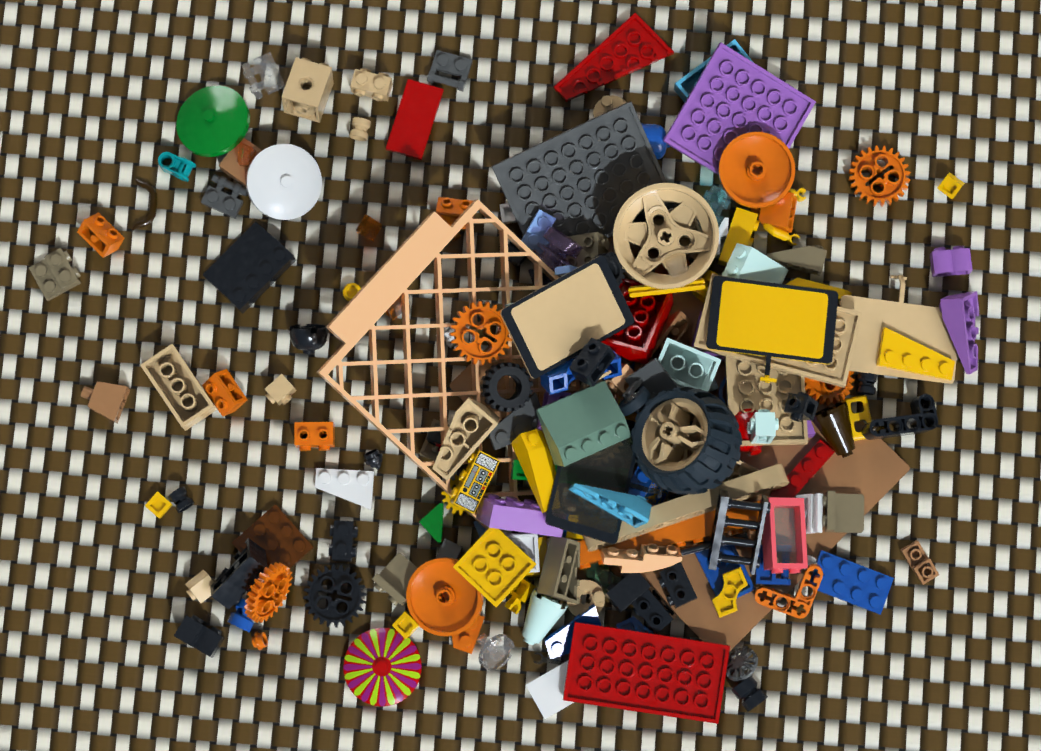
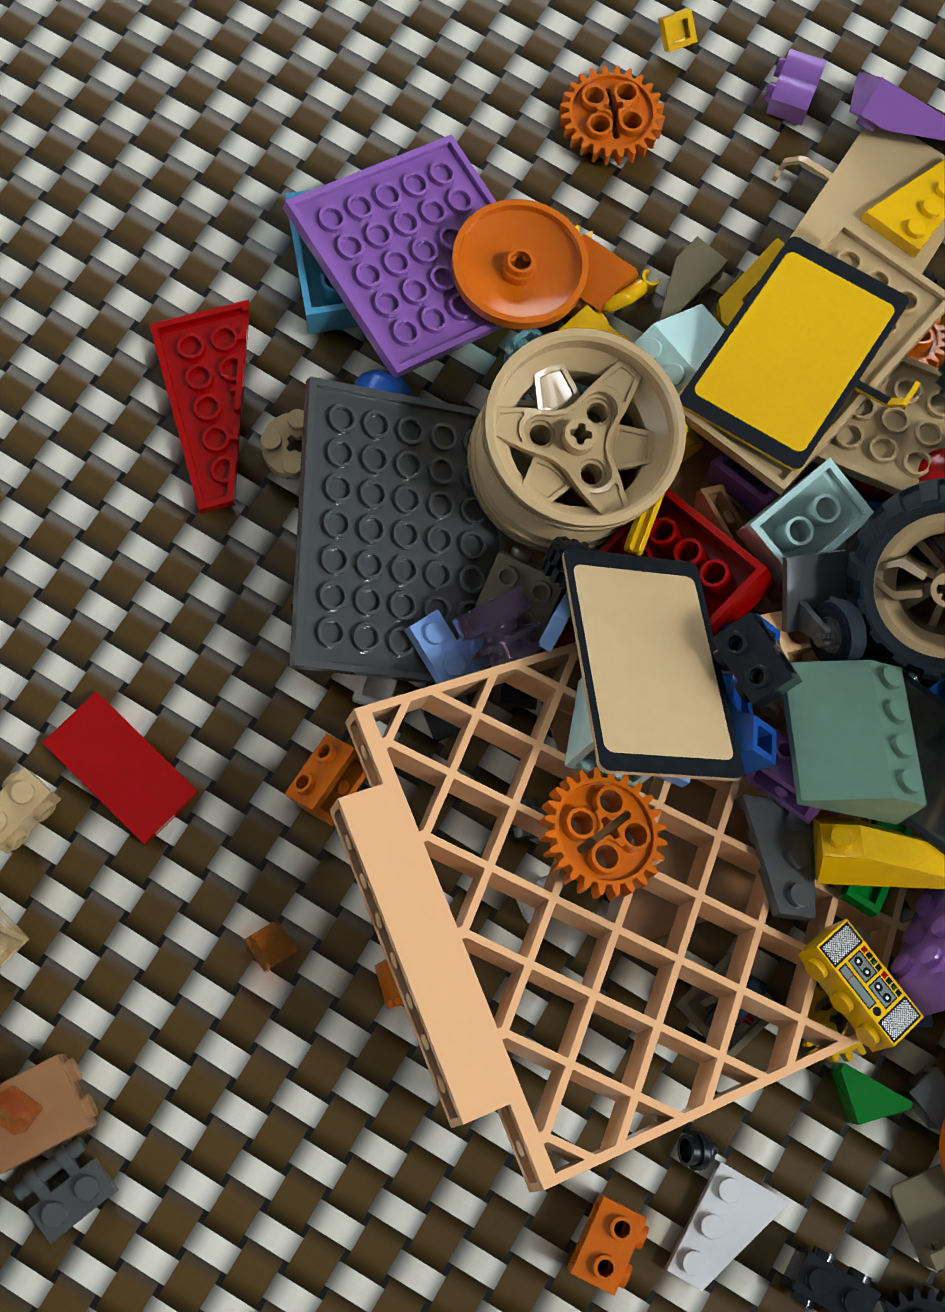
camera: 75 degrees left, 5 degrees down
(249, 267) = (225, 1212): black slope -> none
(280, 391) = (491, 1268): tan brick -> none
(283, 181) = (101, 1062): white dish -> none
(308, 337) = (418, 1161): black cylinder -> none
(350, 291) = (372, 1036): yellow plate -> none
(360, 129) = (81, 869): tan wheel -> none
(452, 65) = (62, 657): dark grey plate -> none
(466, 432) = (776, 955): tan wedge -> none
(522, 391) = (743, 826): black tyre -> none

